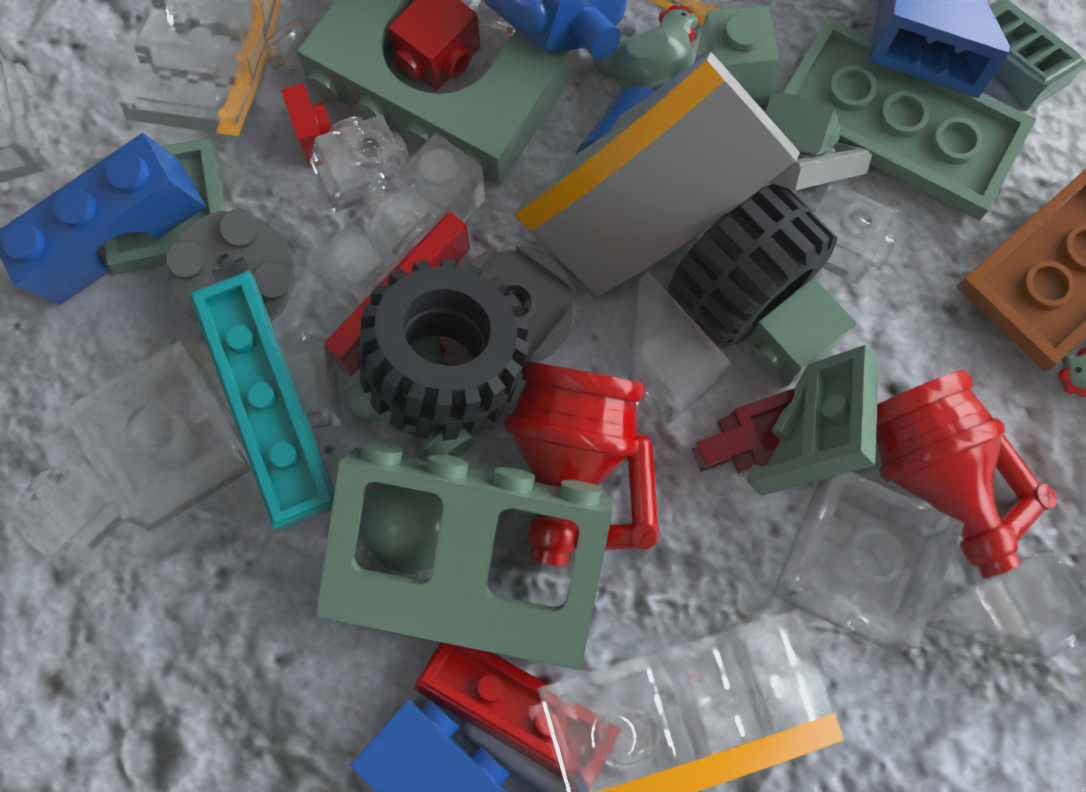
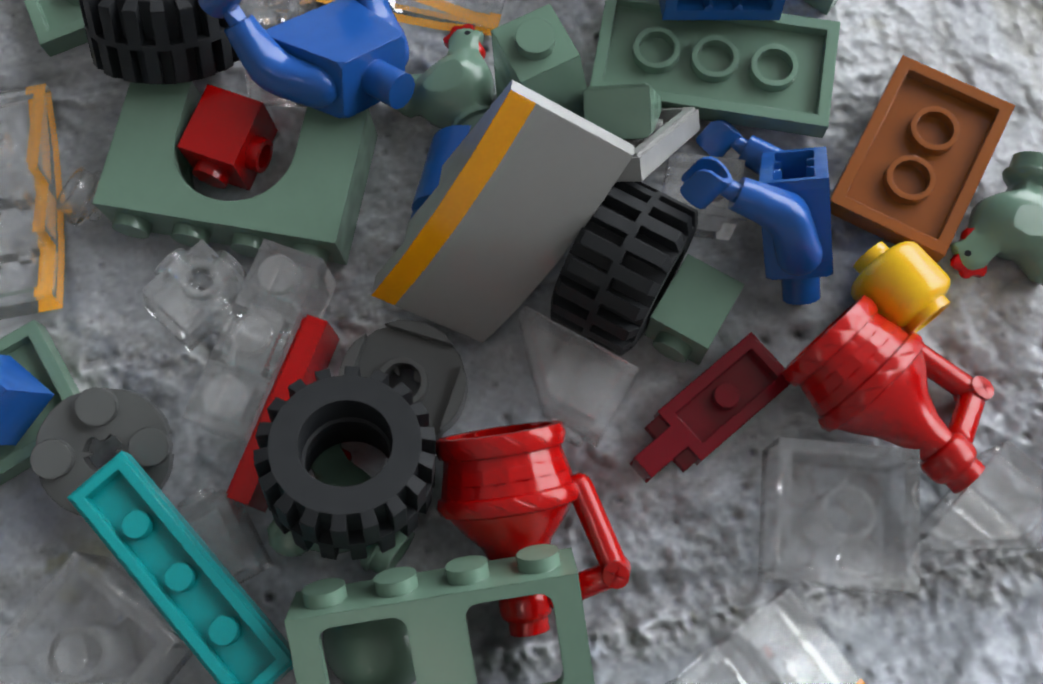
camera: 15 degrees left, 0 degrees up
(307, 119) = (128, 268): red plate -> none
(826, 425) = (752, 399): sand green wing -> none
(925, 259) = (787, 203): none -> blue torso
(1006, 375) = (902, 283): none -> yellow head

